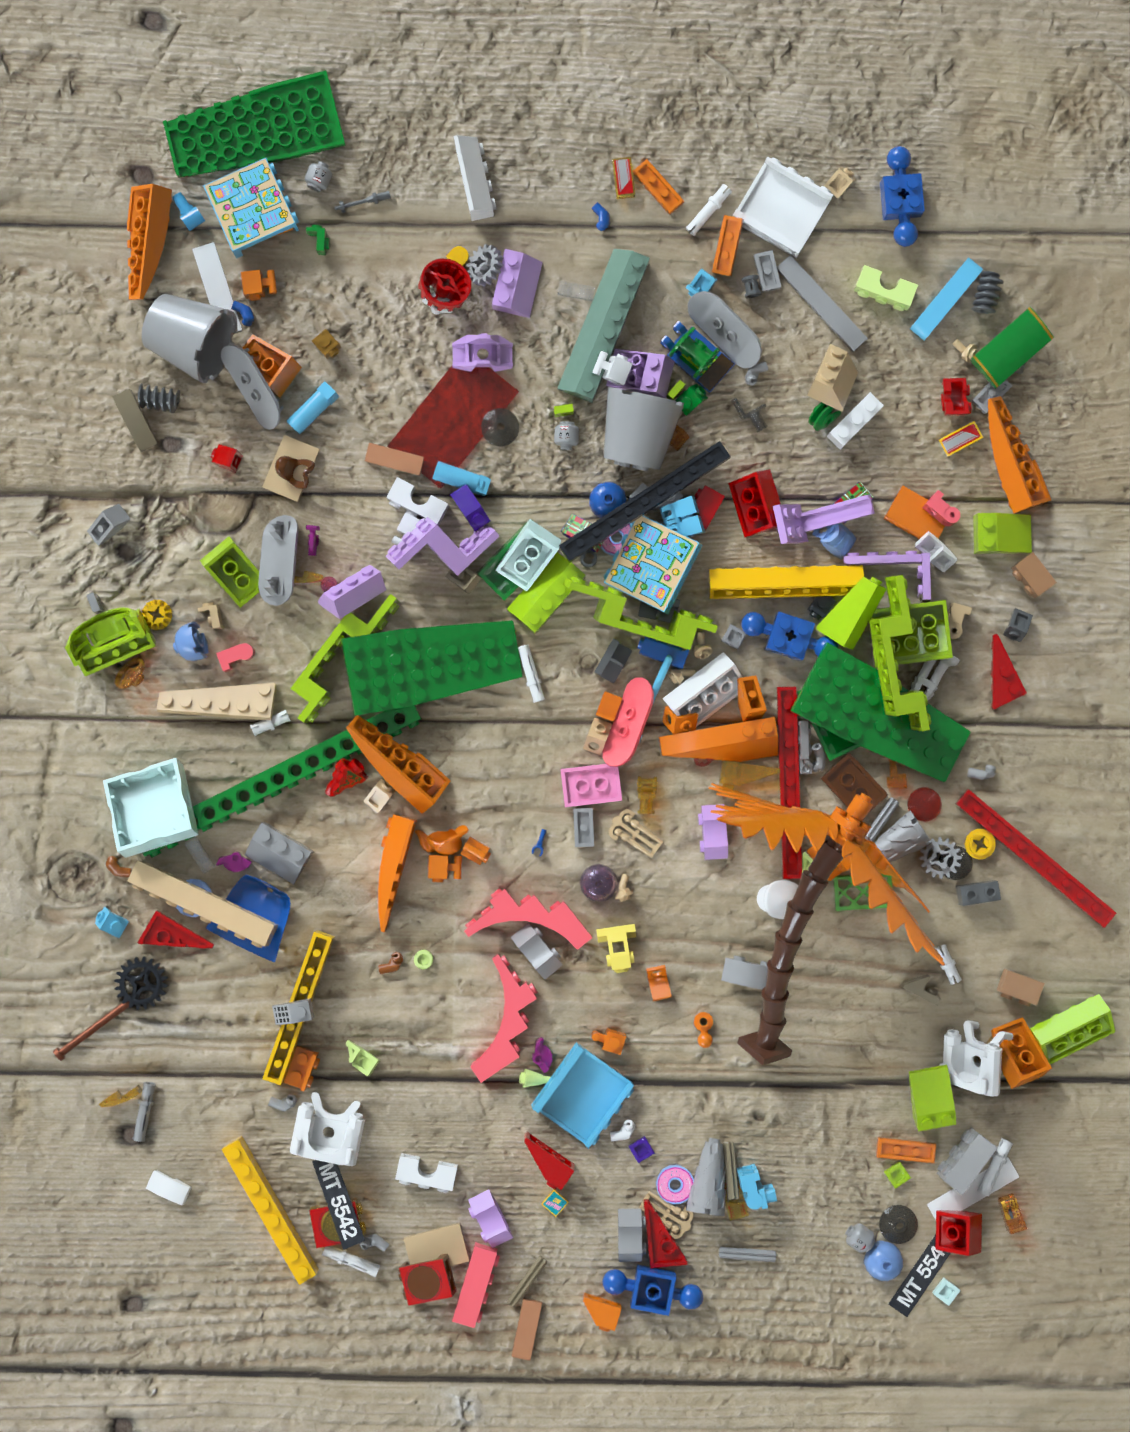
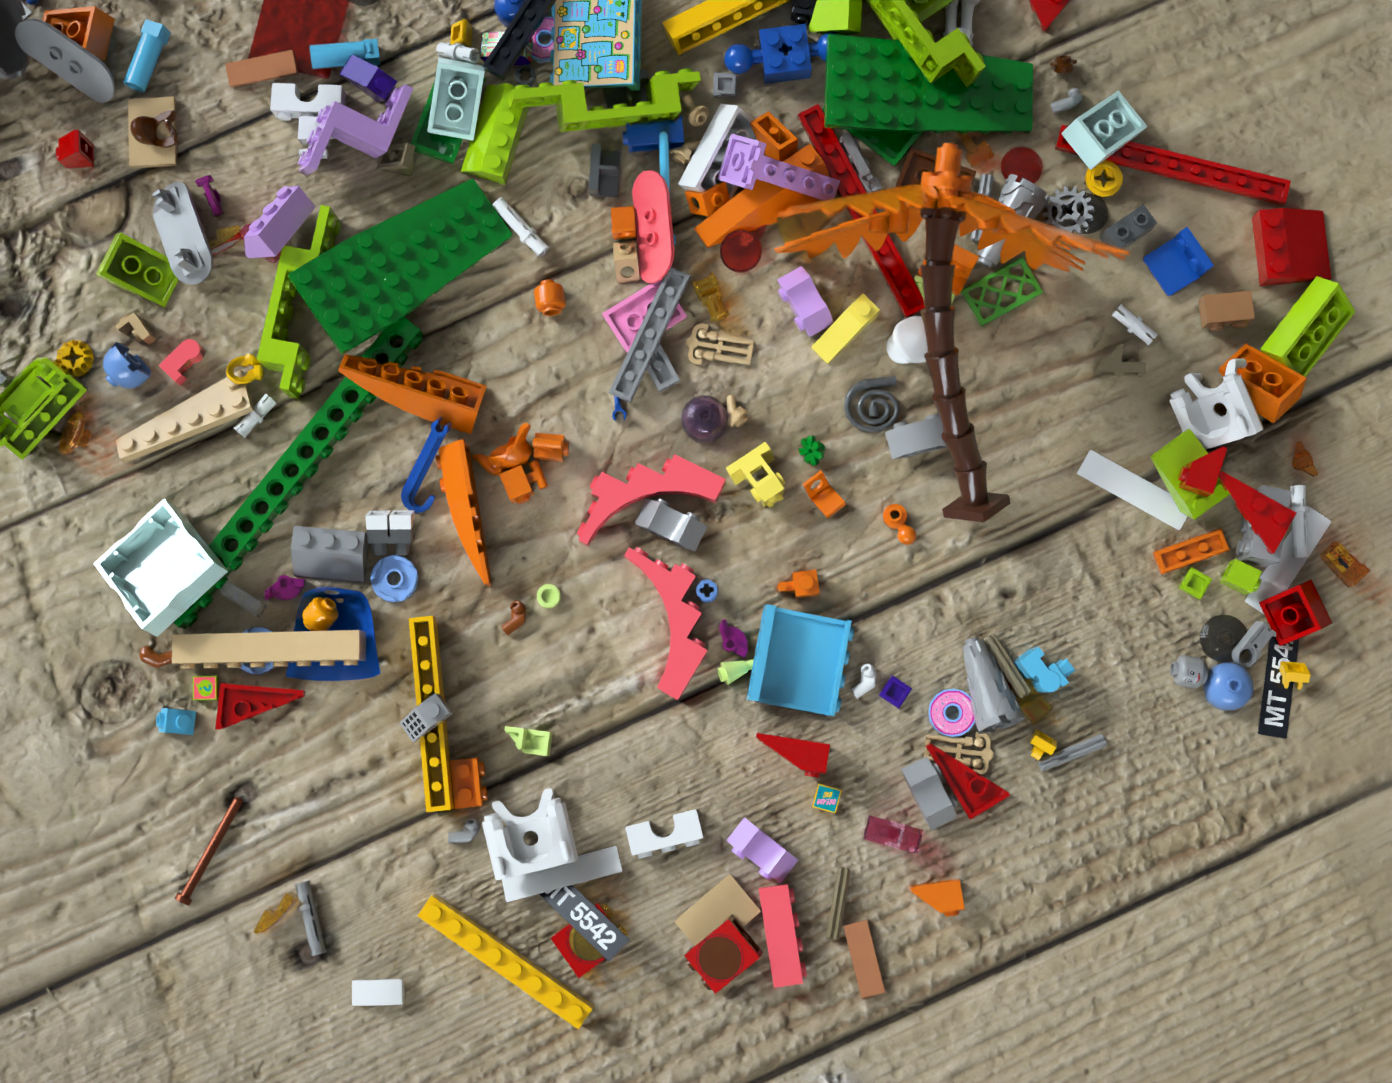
camera: 15 degrees left, 5 degrees down
(126, 976) = (239, 763): black gear -> none
(143, 907) = (205, 688): none -> tile
(250, 896) = (320, 614): none -> light orange head
(285, 692) = (247, 360): none -> yellow piece
(322, 853) = (390, 528): none -> hips
(327, 887) = (407, 584): none -> light blue tile
(346, 776) = (366, 433): red rock -> none
(351, 1260) = (625, 975): white pin -> none
(364, 1170) = (586, 868): none -> white sticker
(374, 1240) = (641, 940): light grey arm -> none
(375, 821) = (422, 466): none -> blue piece
(379, 795) = (413, 437): tan bracket -> none
(527, 738) = (549, 297): none -> orange head
(542, 1017) = (712, 586): none -> medium blue bush
(546, 519) = (458, 52): none -> white pin
(555, 503) = (462, 33): none -> yellow slope
(587, 803) = (649, 334): none -> light grey tile
(590, 1252) = (893, 834): none -> clear pink slope
(661, 1299) = (1030, 830): blue brick -> none
(666, 945) = (812, 449): none -> green plant
(685, 770) = (740, 251): none -> clear red piece
(718, 715) = (746, 163): none -> lavender bracket
(725, 935) = (873, 409): none -> dark grey piece
(728, 1238) = (1042, 743): none -> yellow tile
(734, 866) = (846, 328): none -> light yellow slope
(820, 756) = (882, 166): light grey arm -> none
(885, 1083) = (1131, 489): none -> white sticker
(917, 1237) = (1253, 641): none -> light grey piece
(932, 1187) = (1241, 577): none -> lime brick
(935, 1274) = (1294, 672): none -> yellow tile
(940, 1103) = (1202, 474): none -> red slope
(946, 1291) = (1317, 688): light aqua tile -> none
(968, 1156) = (1264, 514): none -> red wing
(993, 743) = (1063, 64): none -> reddish brown plate
(997, 810) = (1103, 129): none -> light aqua slope
(1002, 934) = (1178, 262): none -> blue bracket
(1020, 1123) = (1303, 460): none -> clear orange piece
(1092, 961) = (1290, 246): none -> red slope

